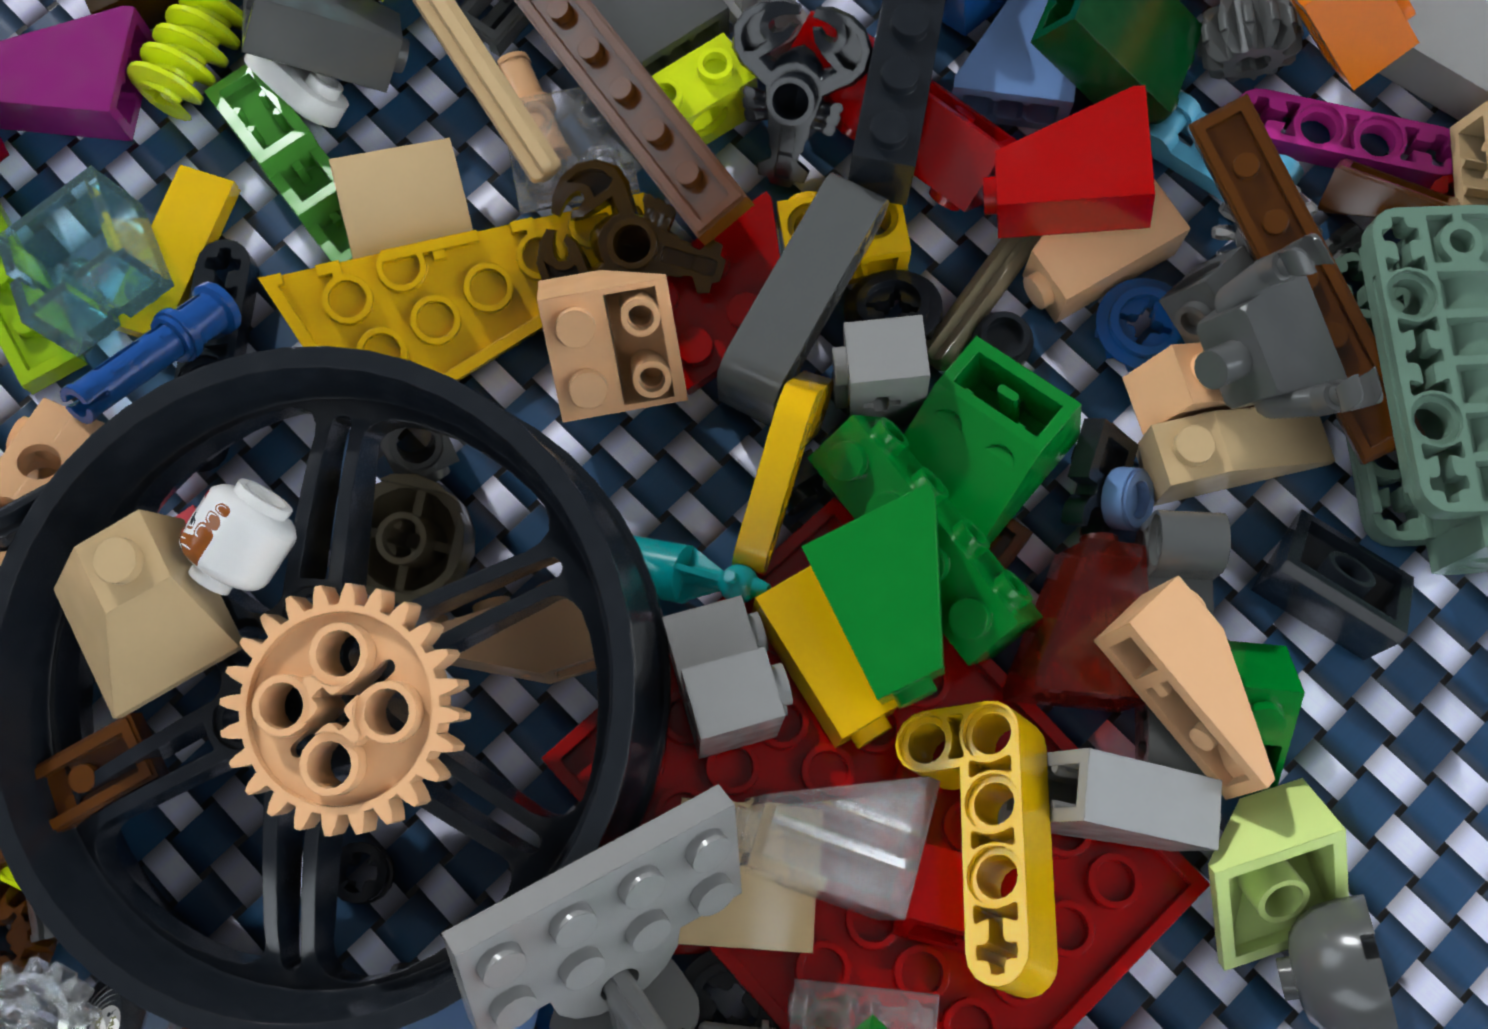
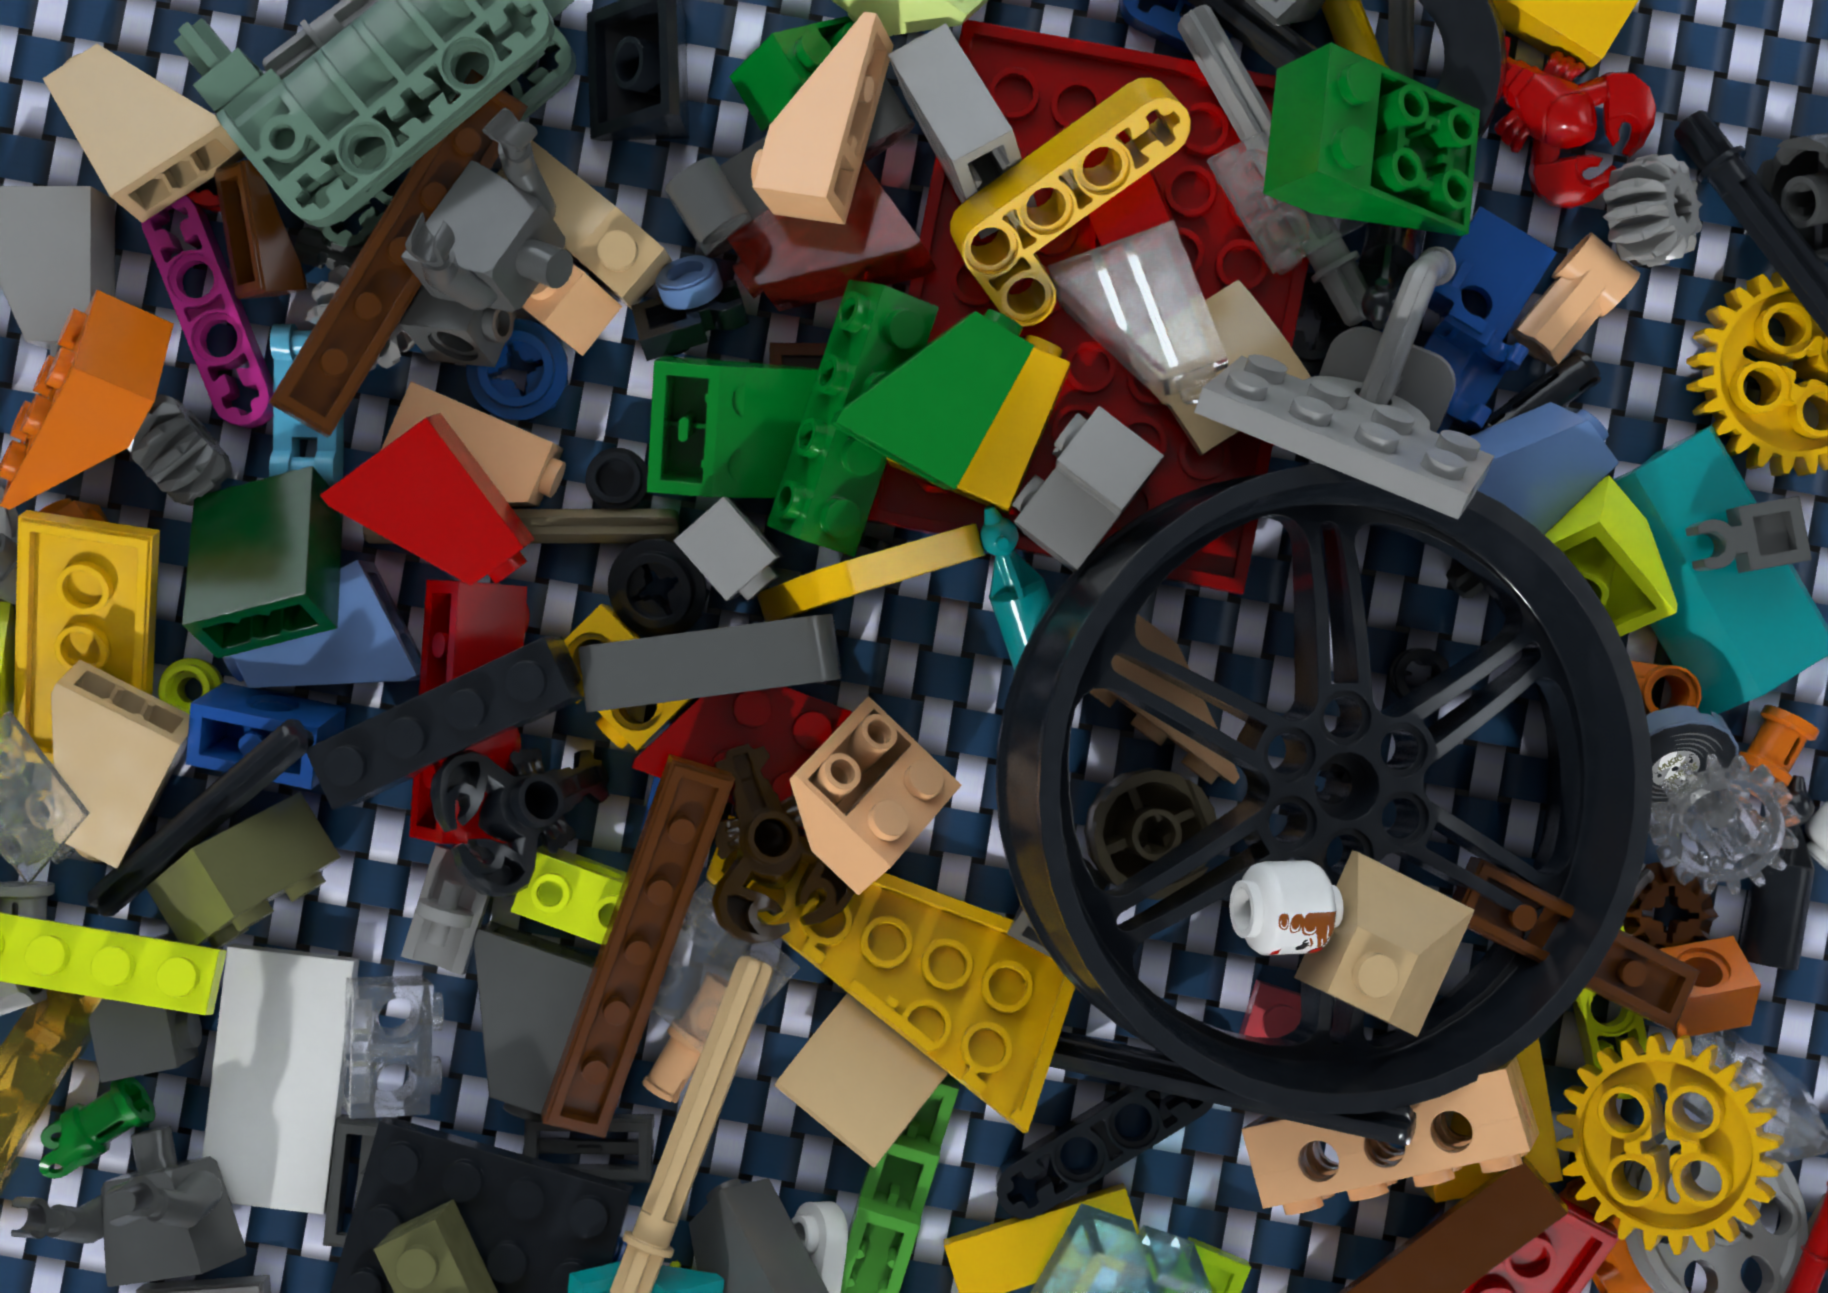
camera: 125 degrees left, 15 degrees up
(173, 337) = (1127, 1159): blue pin -> none
(307, 657) = (1335, 788): light nougat gear -> none

